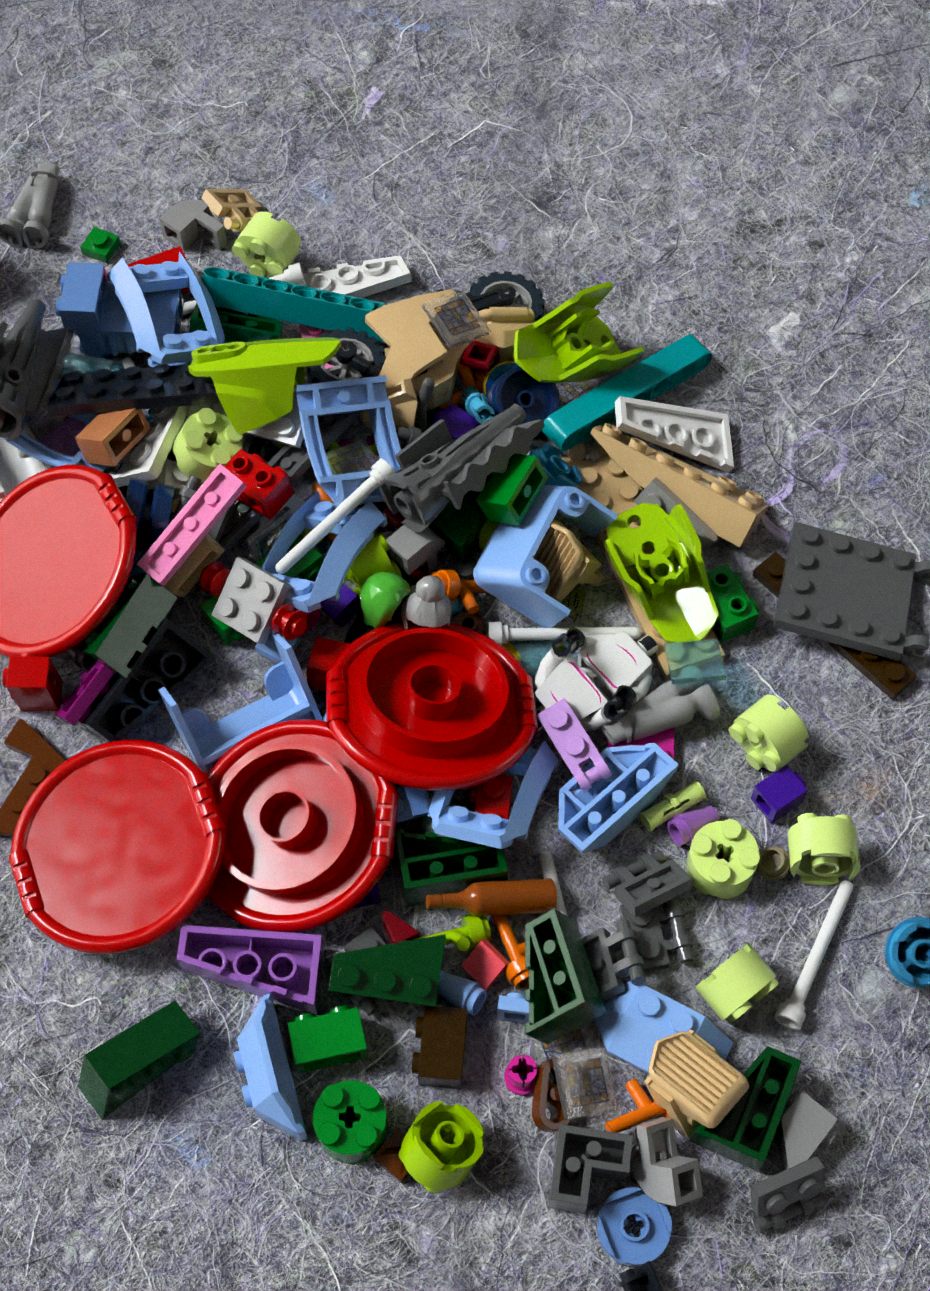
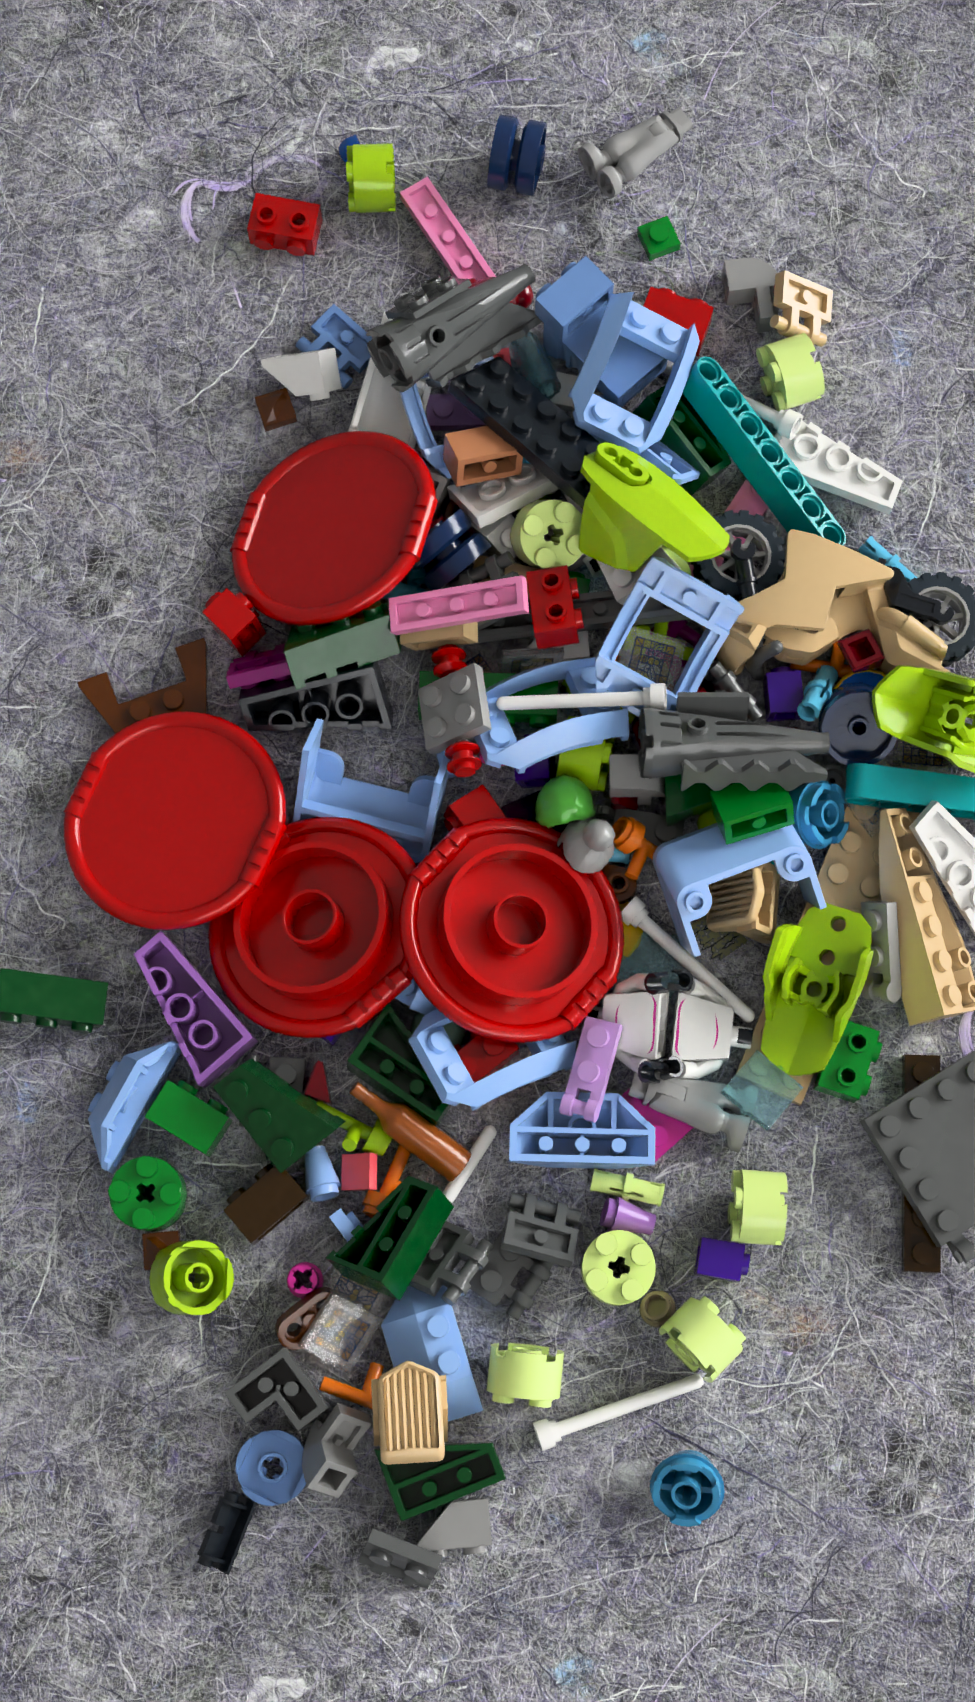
camera: 45 degrees right, 15 degrees up
(456, 319) = (865, 603): clear piece -> none

